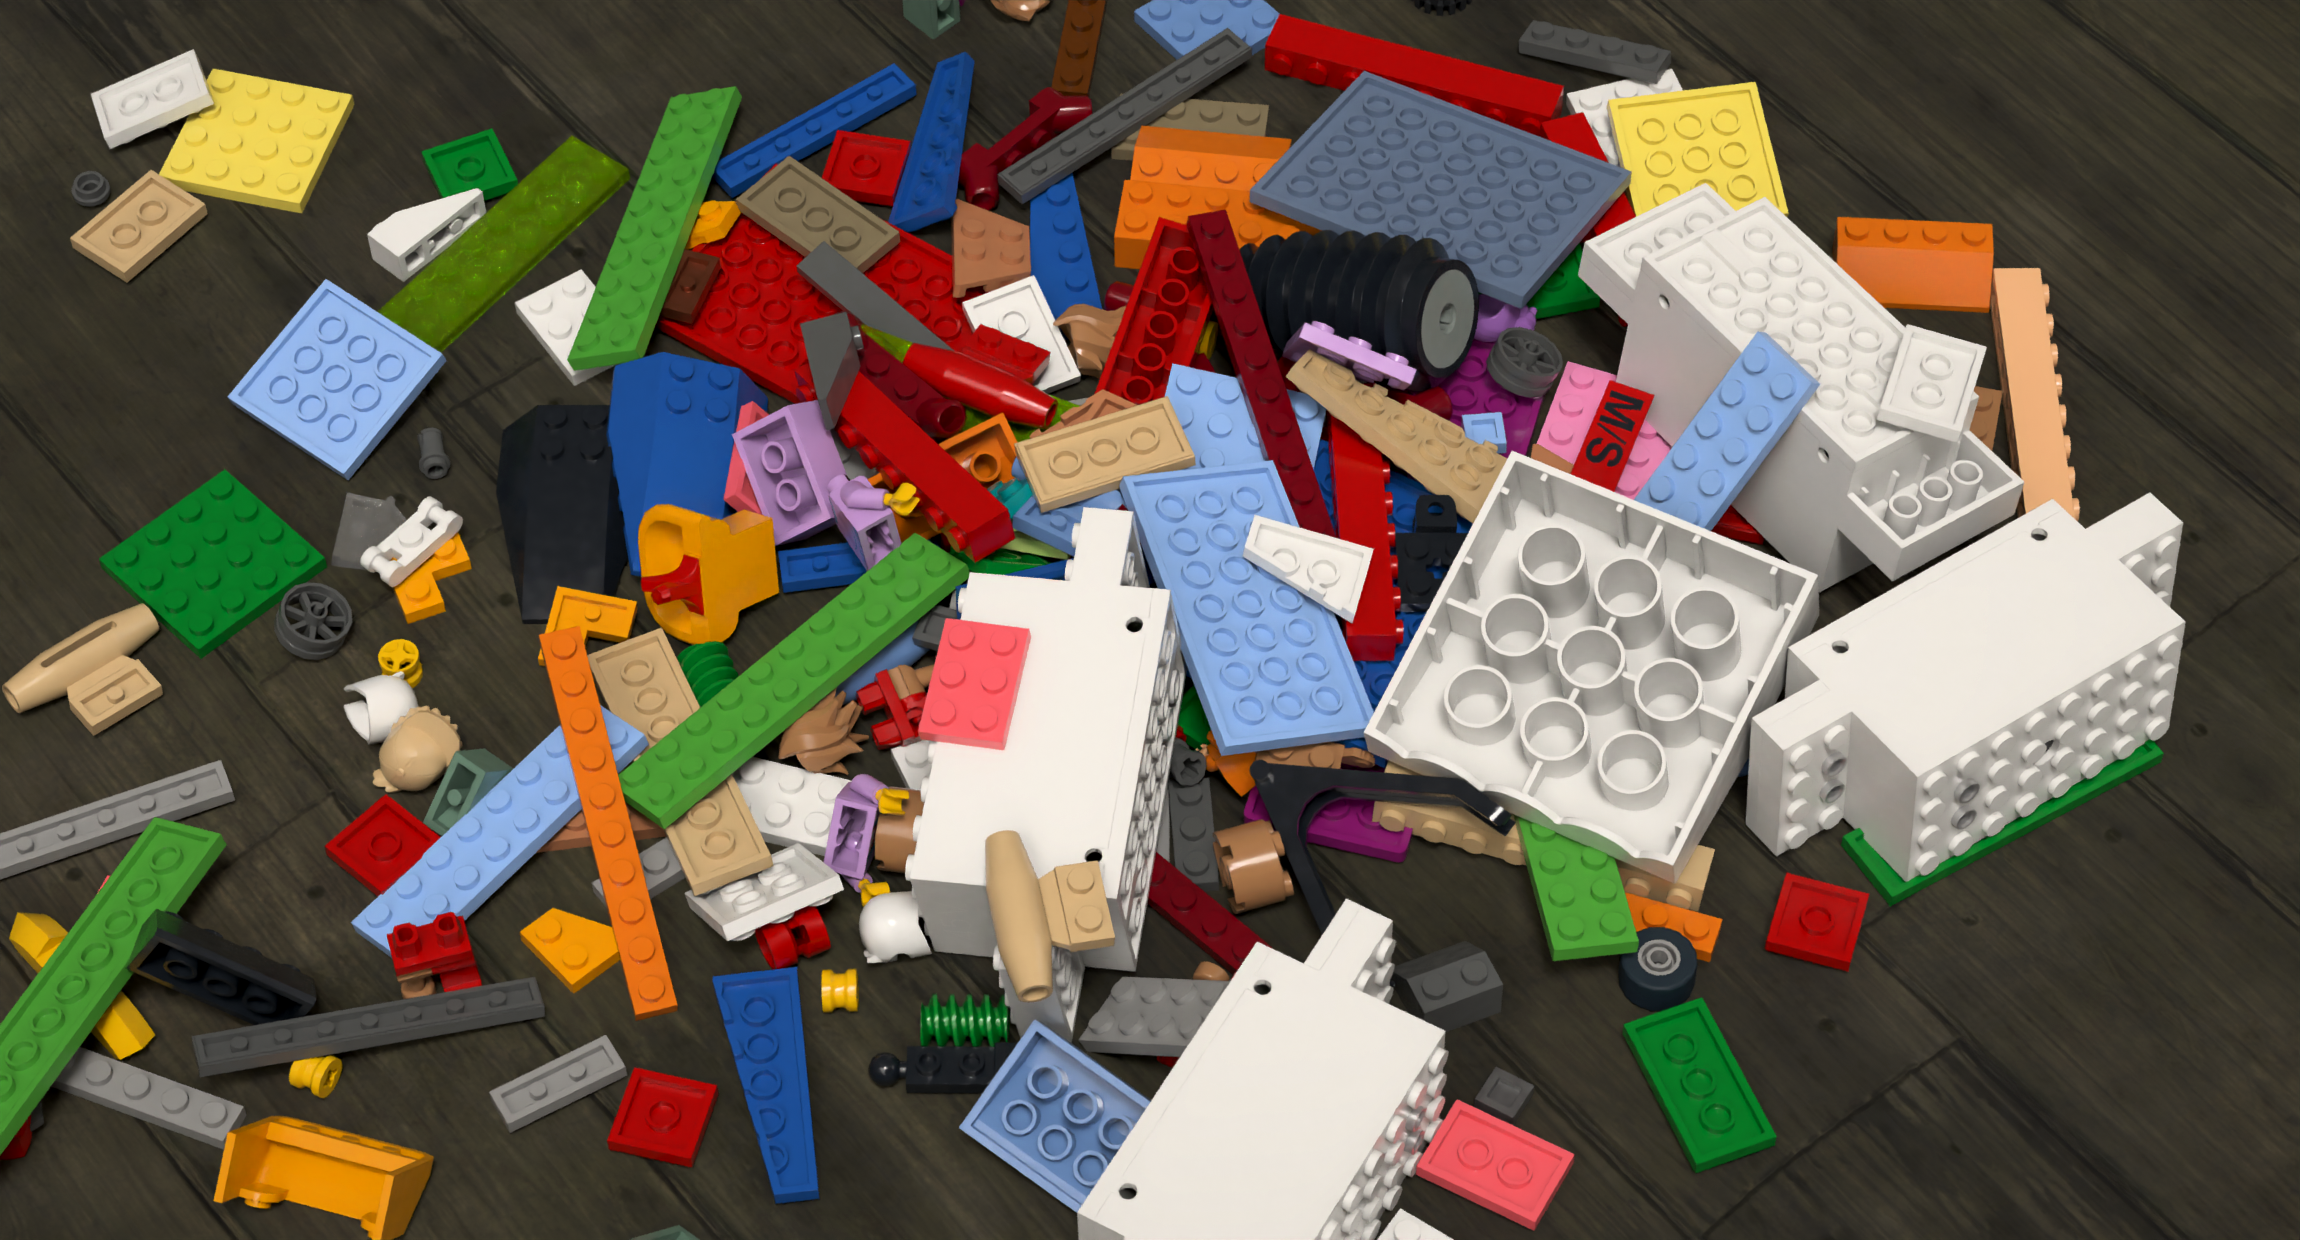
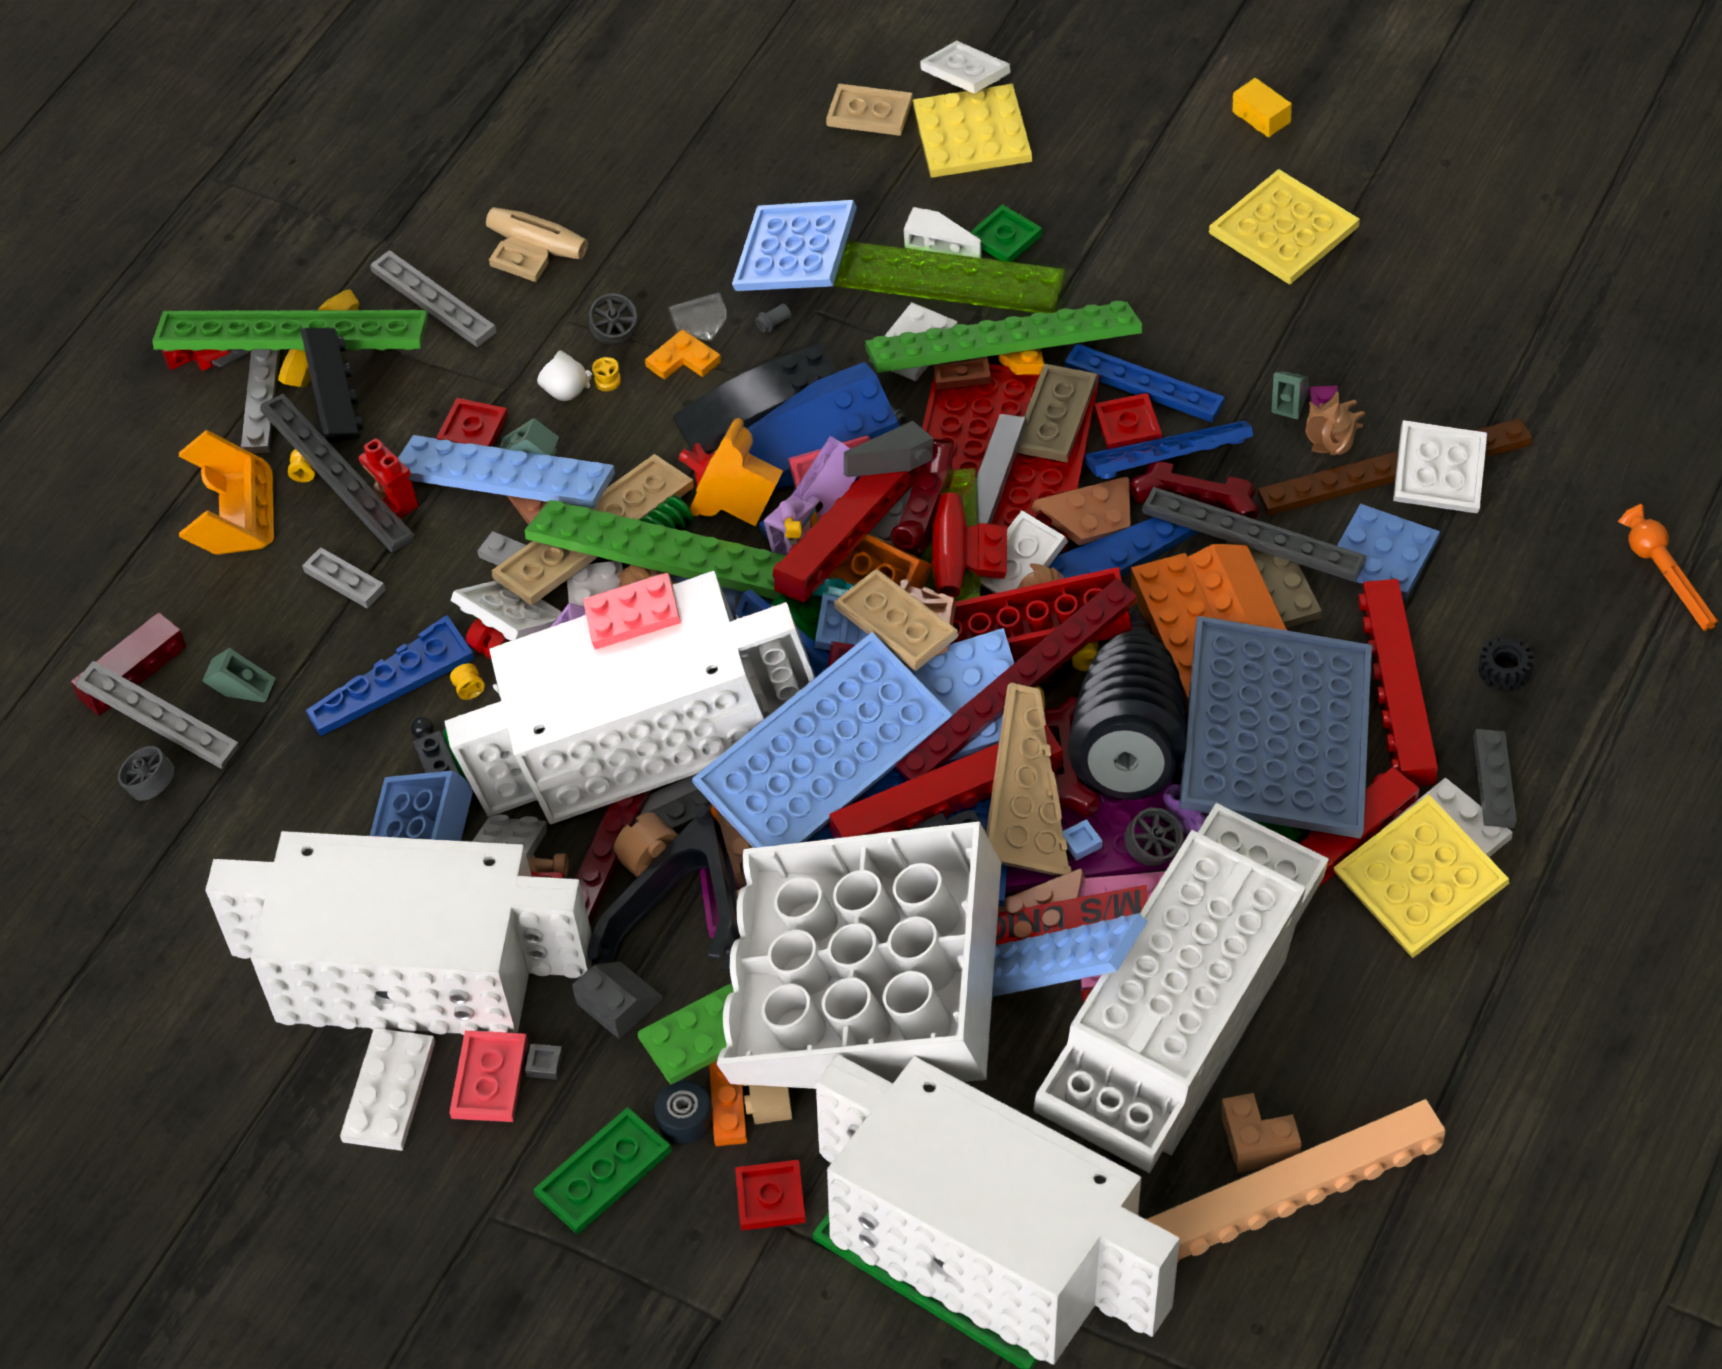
camera: 70 degrees right, 0 degrees up
(90, 188) = (886, 76): dark grey plate -> none
(212, 563) = (641, 259): green plate -> none
(412, 542) = (690, 335): white plate -> none
(417, 750) = (539, 403): tan hair -> none
(571, 947) = (446, 545): light orange wing -> none
(595, 613) = (671, 438): light orange plate -> none
(608, 824) = (521, 511): orange plate -> none
(663, 1117) = (341, 636): red plate -> none
(1033, 913) = (480, 718): tan plate -> none
(1311, 562) = (869, 767): white wing -> none
(1352, 354) = (1053, 710): lavender plate -> none
(1918, 262) = (1408, 1048): orange slope -> none
(1931, 383) = (1171, 1046): white plate -> none

